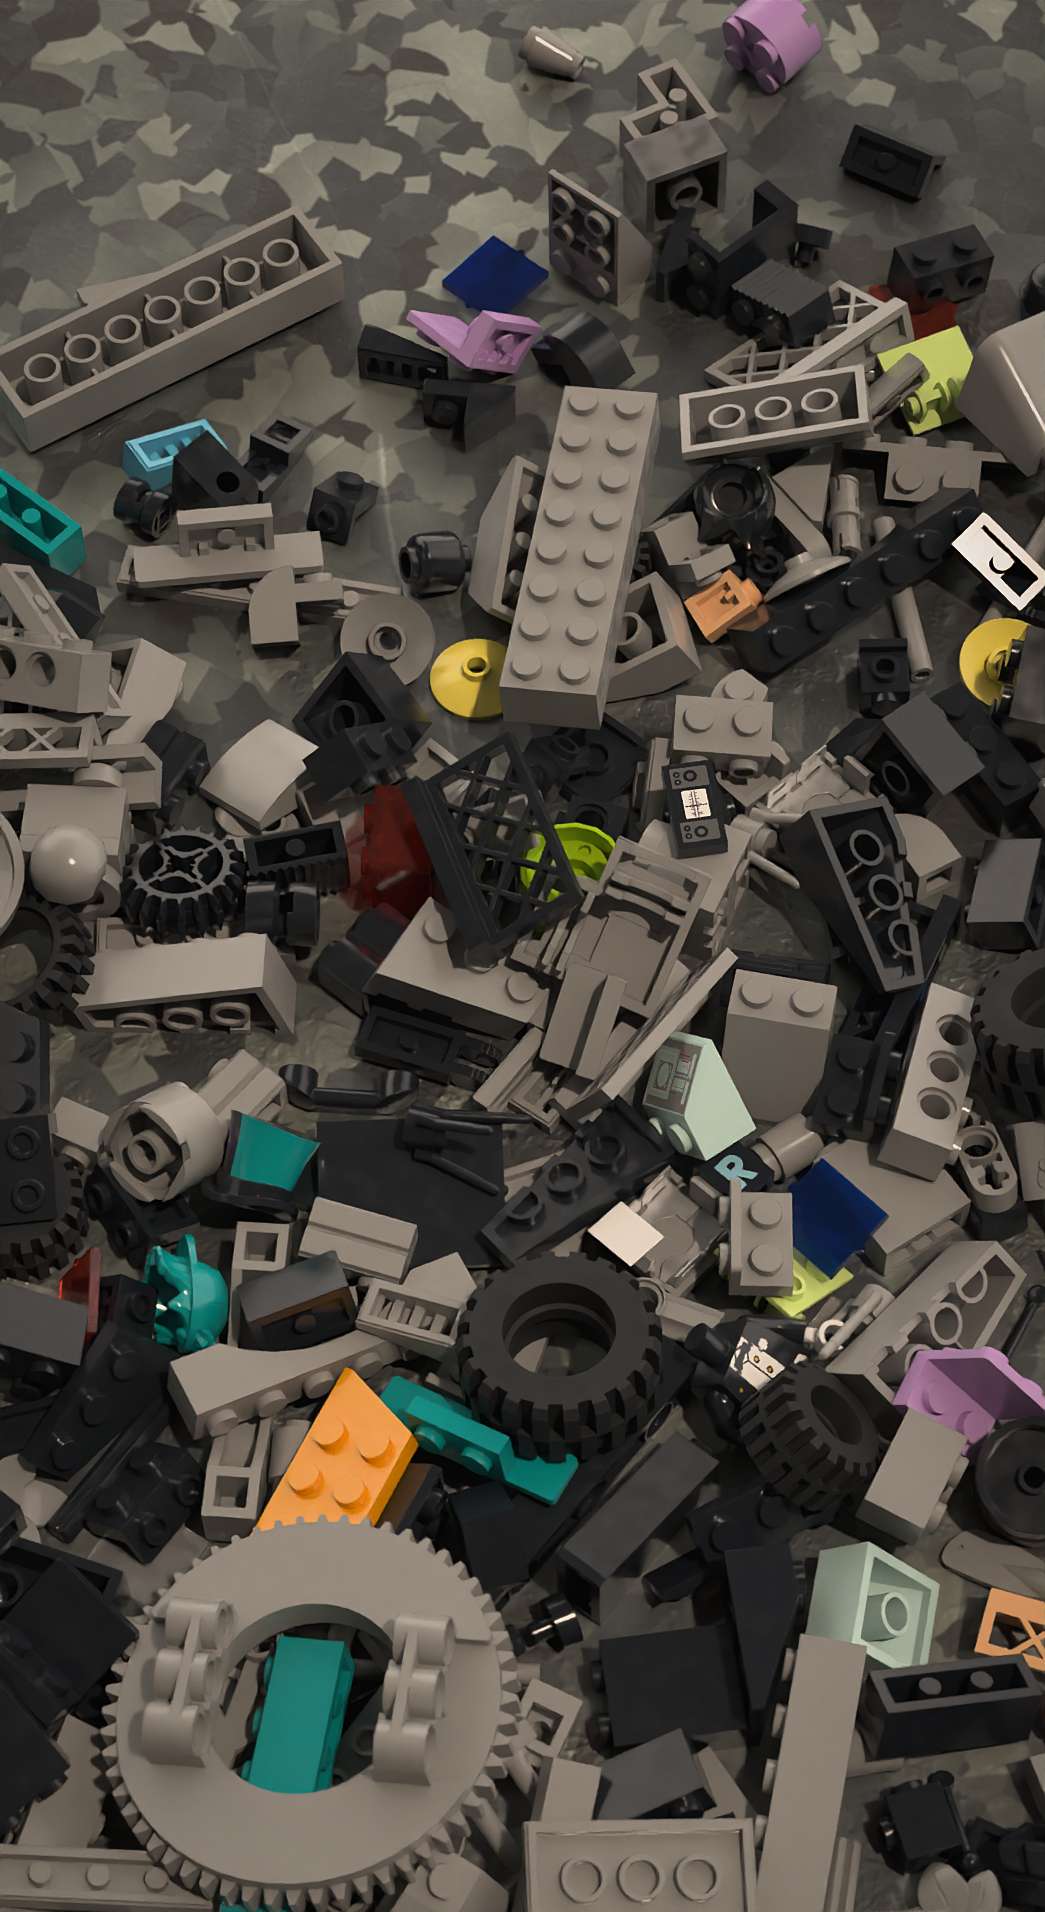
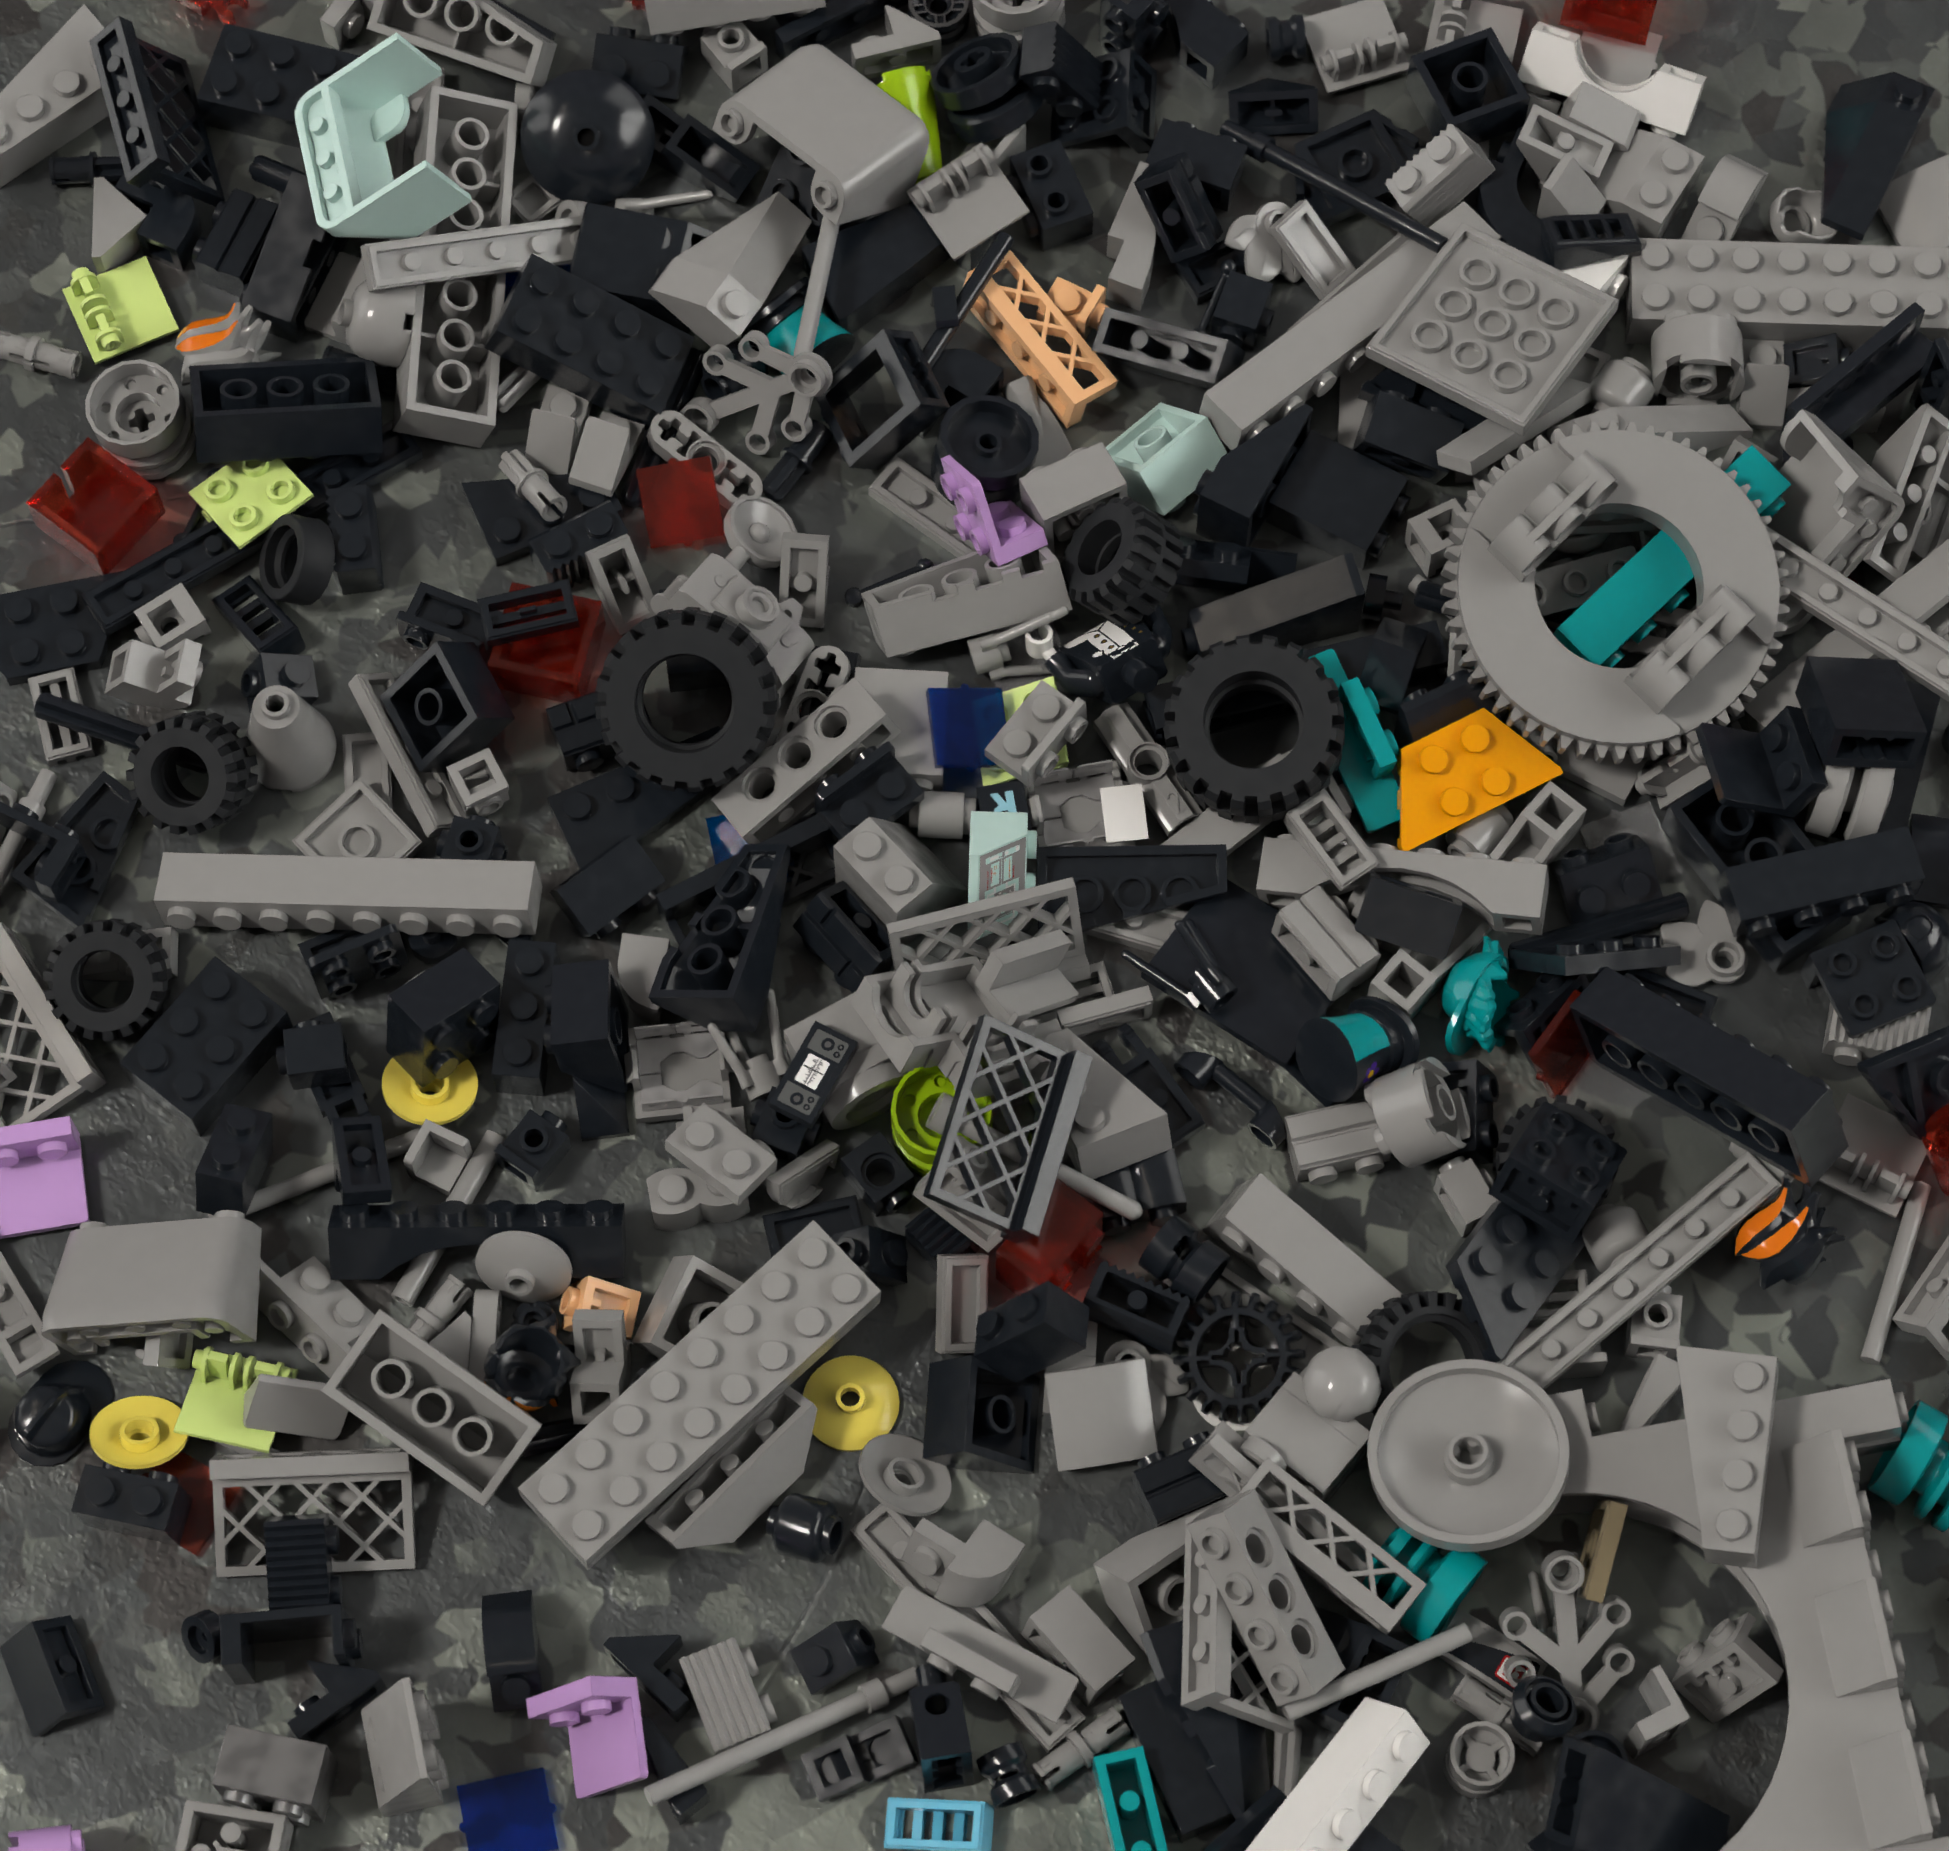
camera: 145 degrees left, 10 degrees up
(105, 558) = (1080, 1749): none -> light grey pin
(159, 614) = (1079, 1643): none -> light grey hinge
(292, 492) = (869, 1697): none -> light grey bar
(398, 426) = (726, 1695): none -> light grey brick
(417, 896) = (1075, 1180): none -> light grey piece
(949, 625) = (437, 1157): none -> light grey panel
(987, 295) = (137, 1432): none -> light yellow dish

